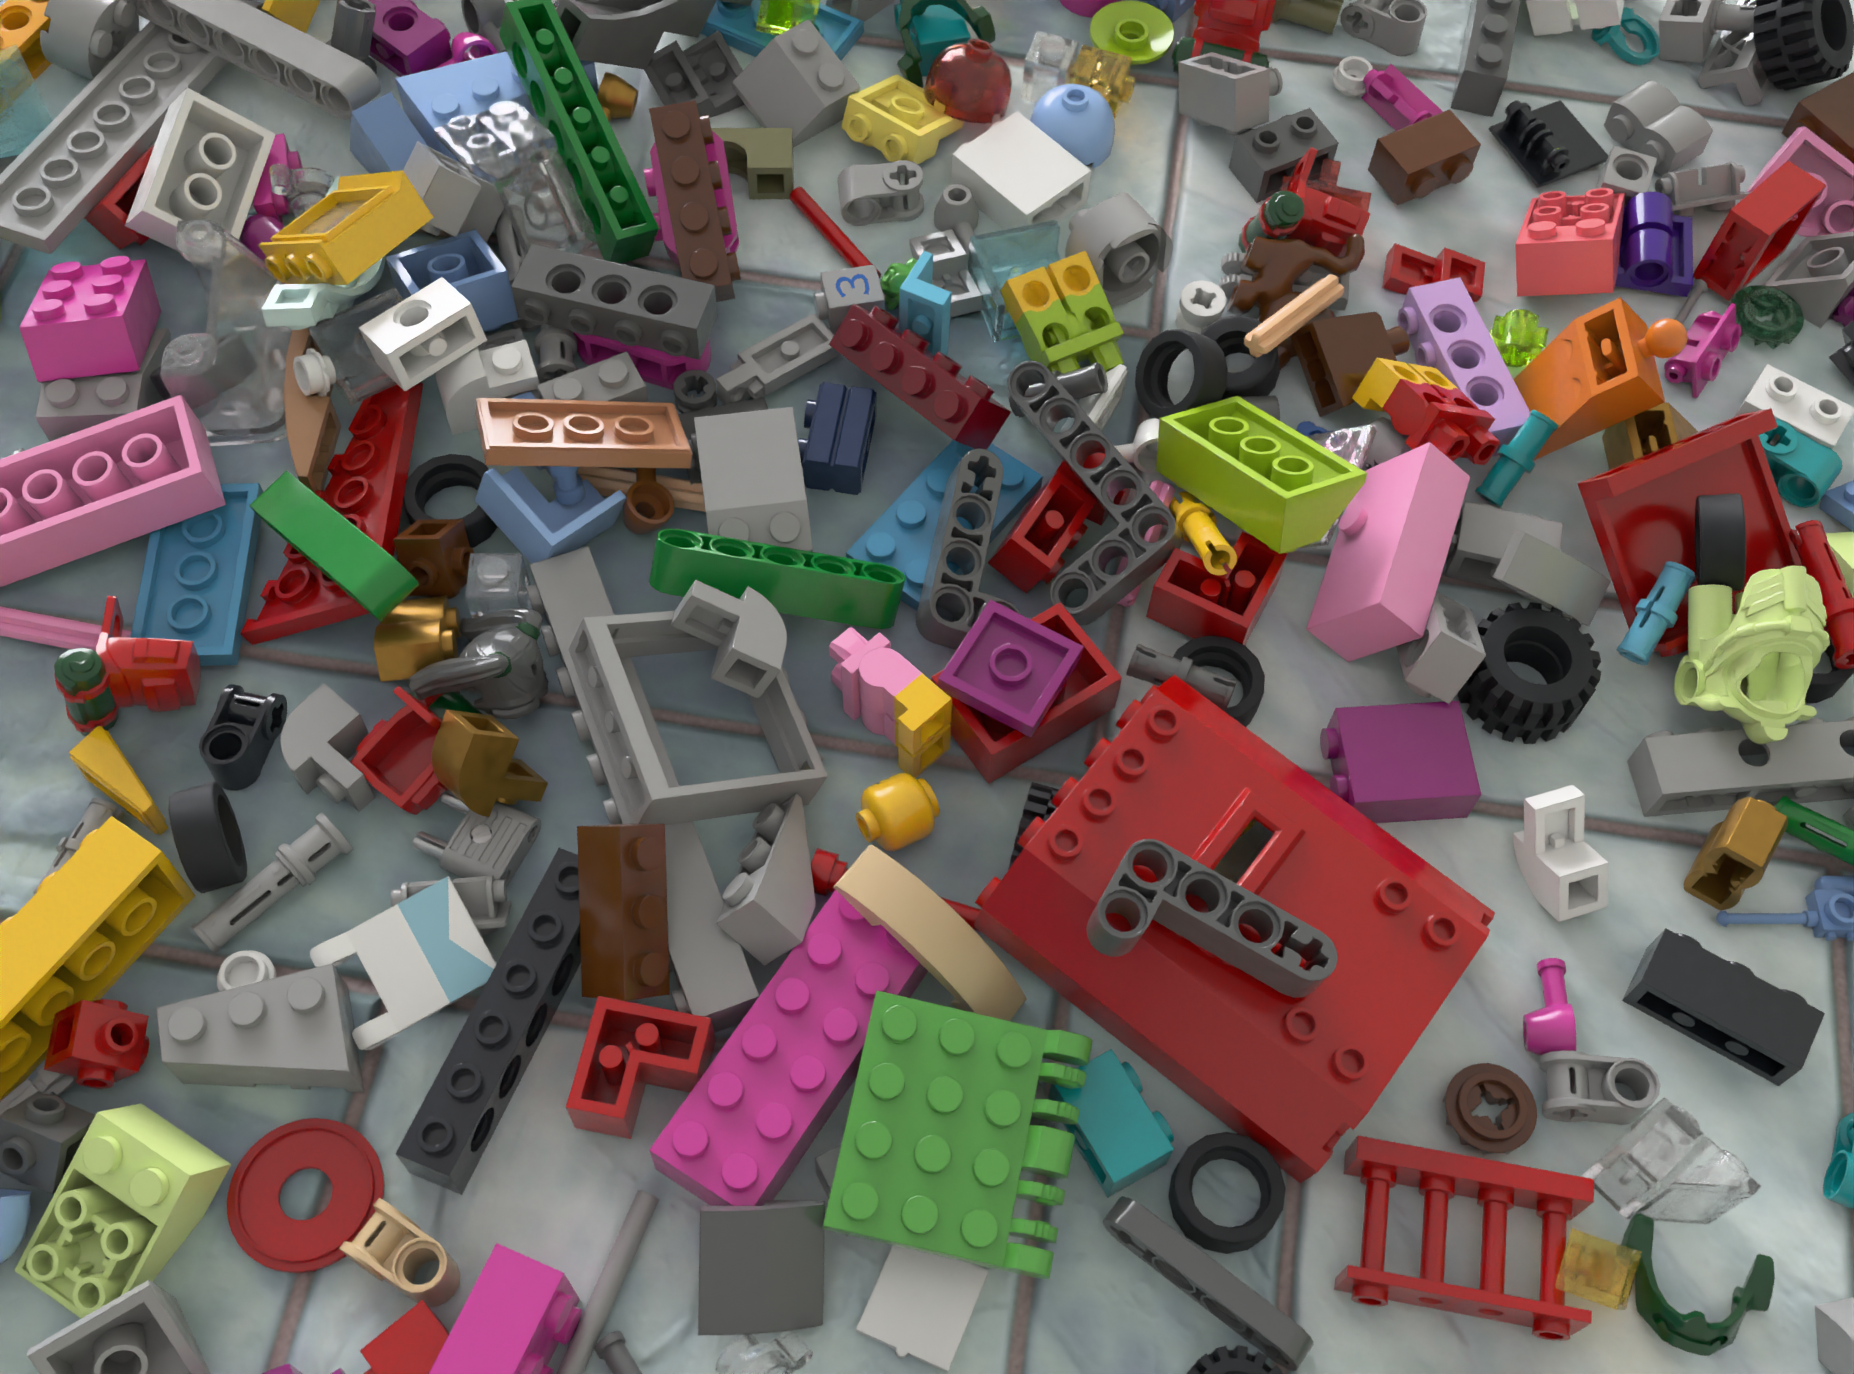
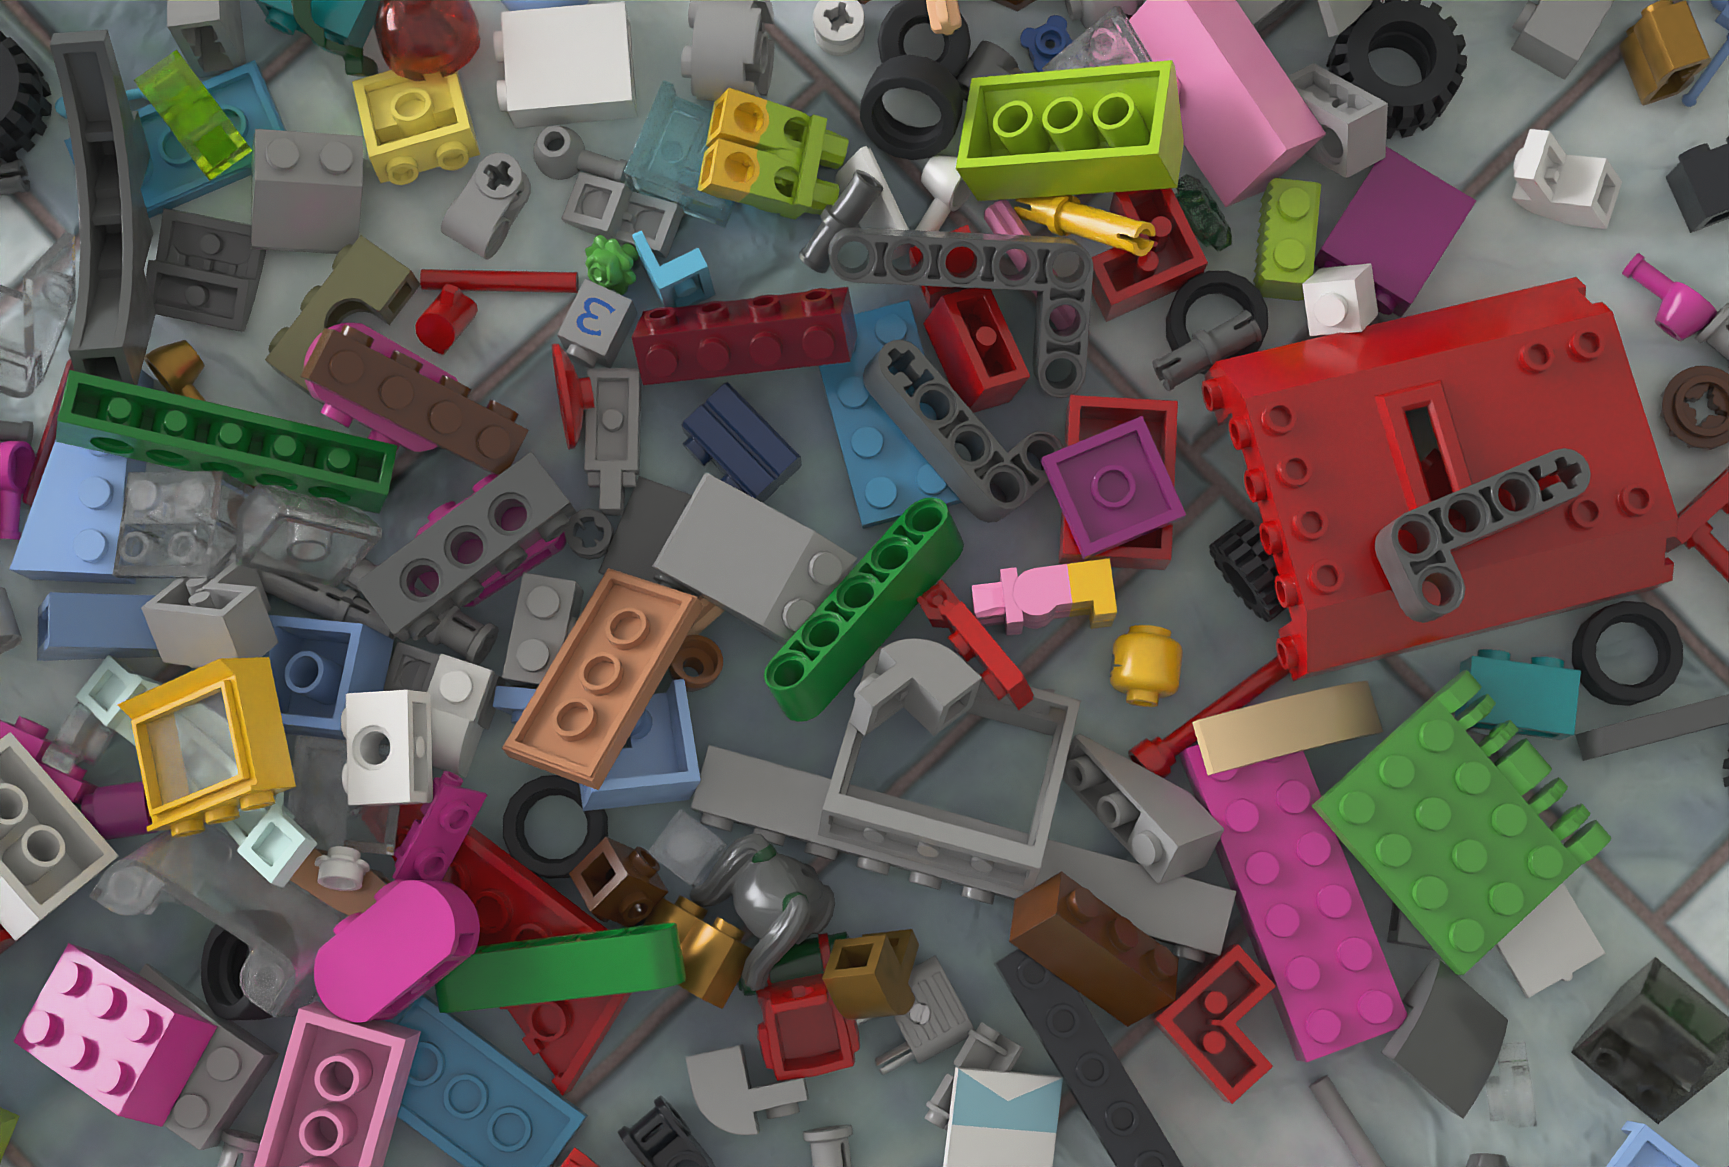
camera: 45 degrees left, 20 degrees up
(272, 434) = (395, 949): none -> dark pink brick
(386, 414) = (436, 839): none -> dark pink hinge
(777, 215) = (445, 319): none -> red piece
(780, 303) = (574, 395): none -> red dish
(809, 671) = (972, 641): none -> red hinge
(1285, 614) = (1203, 213): none -> clear green gear
(1309, 741) = (1340, 299): none -> white brick
(1310, 693) = (1287, 238): none -> lime brick

